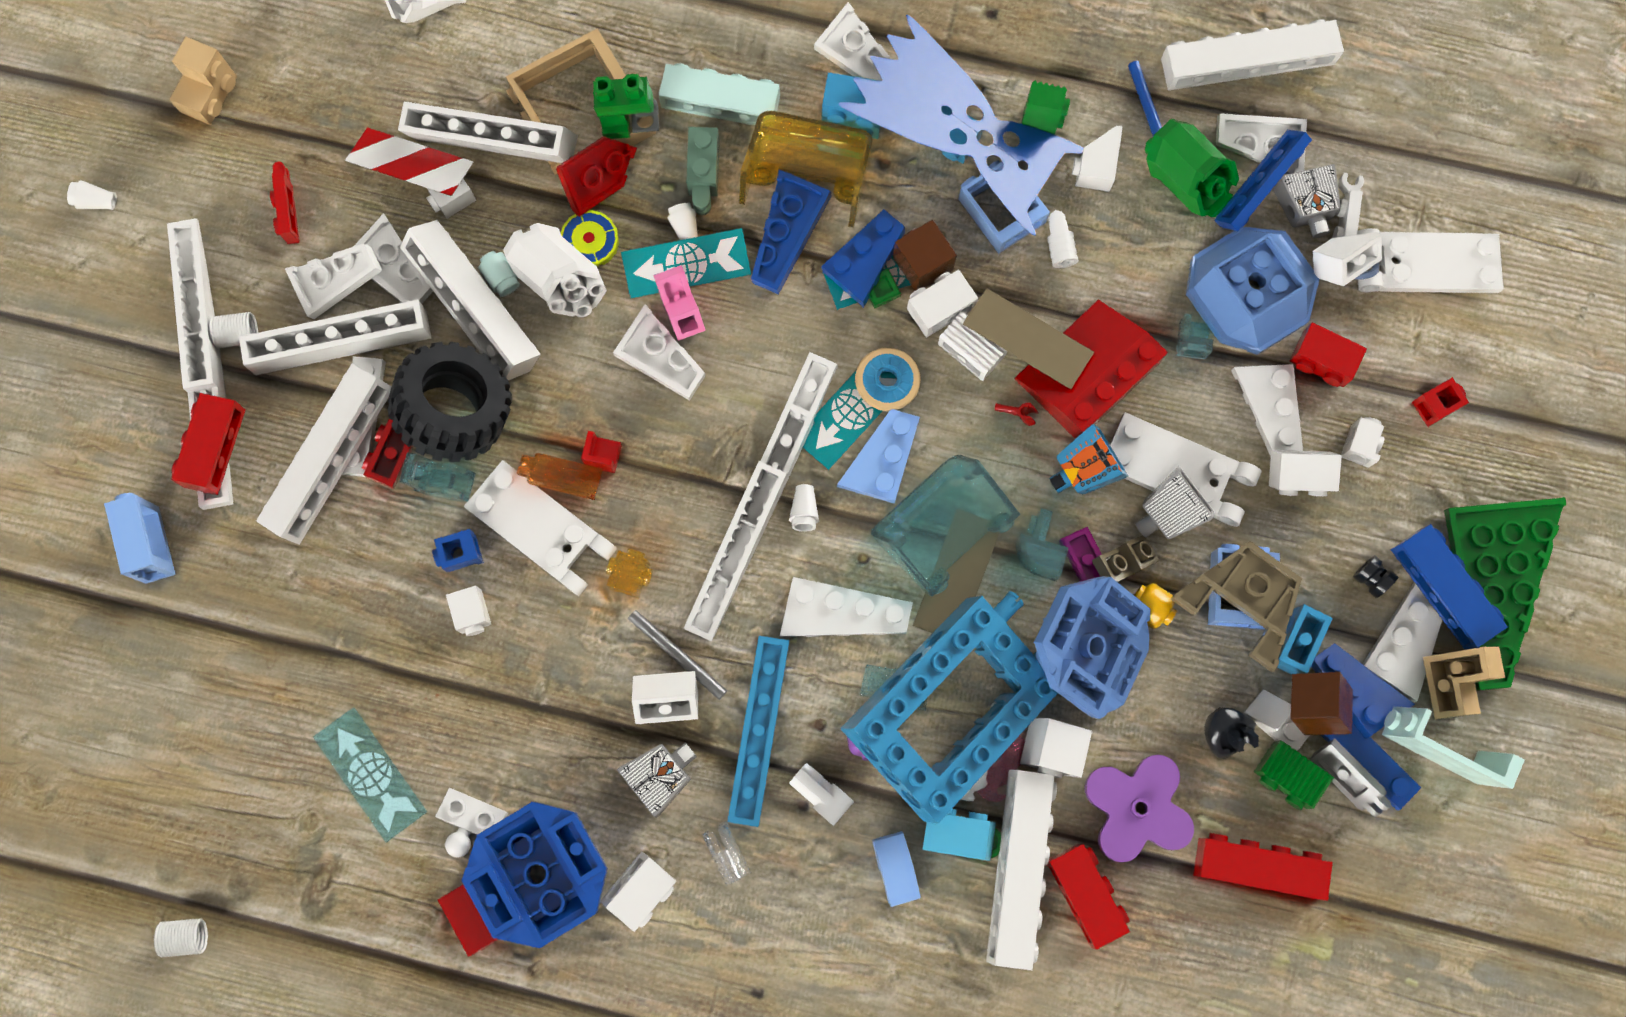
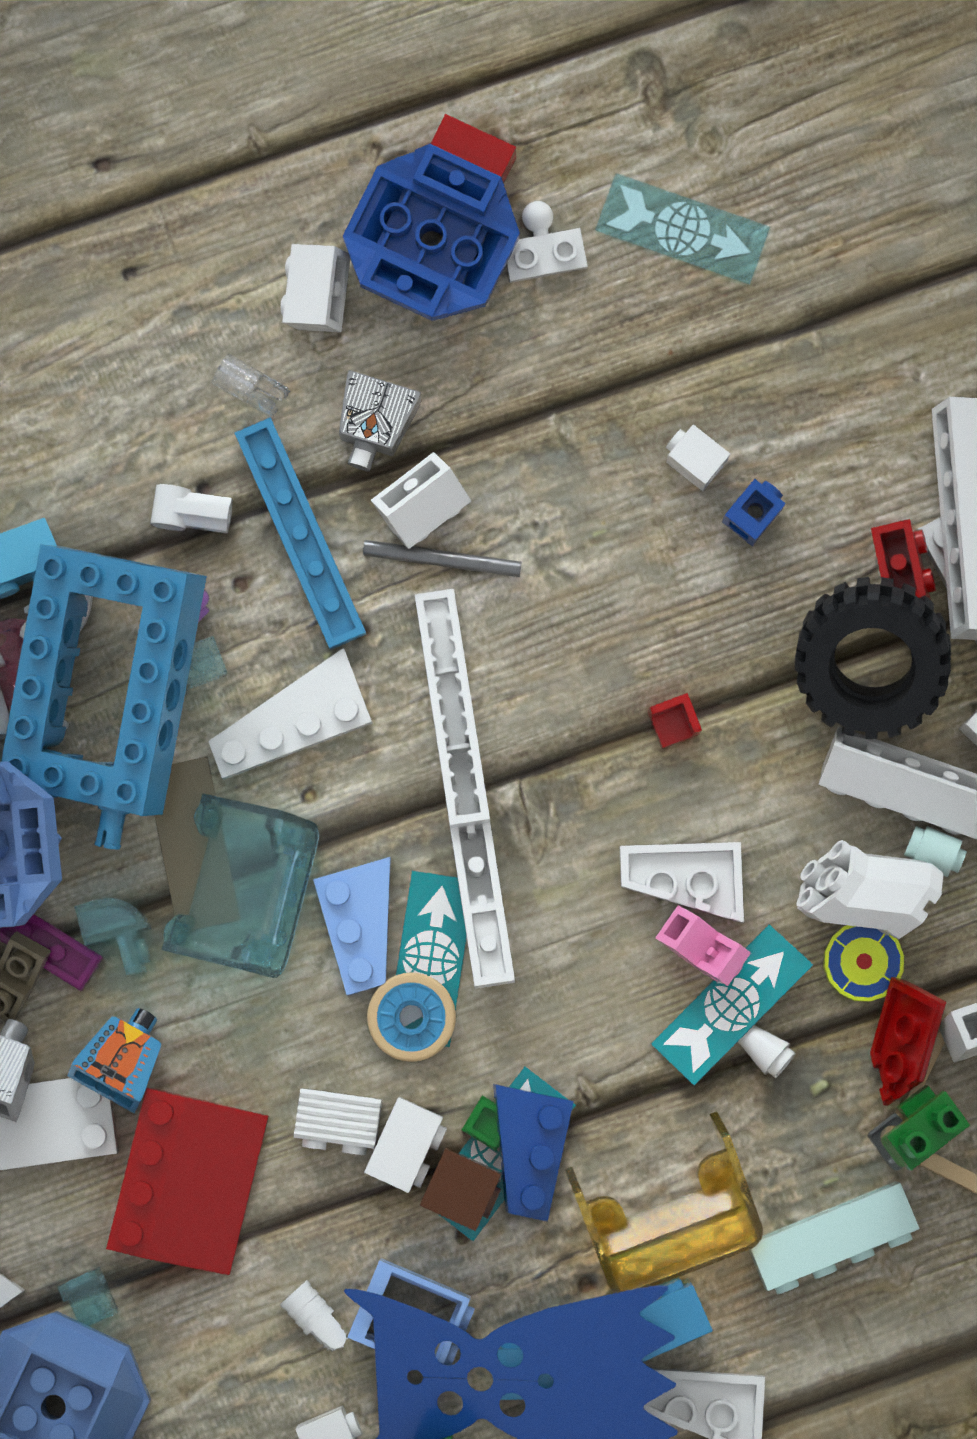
camera: 150 degrees right, 5 degrees up
(437, 479) = (822, 573): clear light blue brick -> none
(536, 524) = (691, 597): white hinge -> none
(561, 475) = (701, 667): clear orange hinge -> none
(629, 572) = (552, 609): clear yellow brick -> none
(702, 166) = (790, 1130): sand green brick -> none
(791, 220) = (644, 1132): blue wing -> none
(804, 509) = (408, 805): white cone -> none
(896, 868) = (61, 484): light blue slope -> none
(1021, 411) = (236, 1076): red hand -> none
(1028, 338) = (277, 1163): dark tan sticker -> none

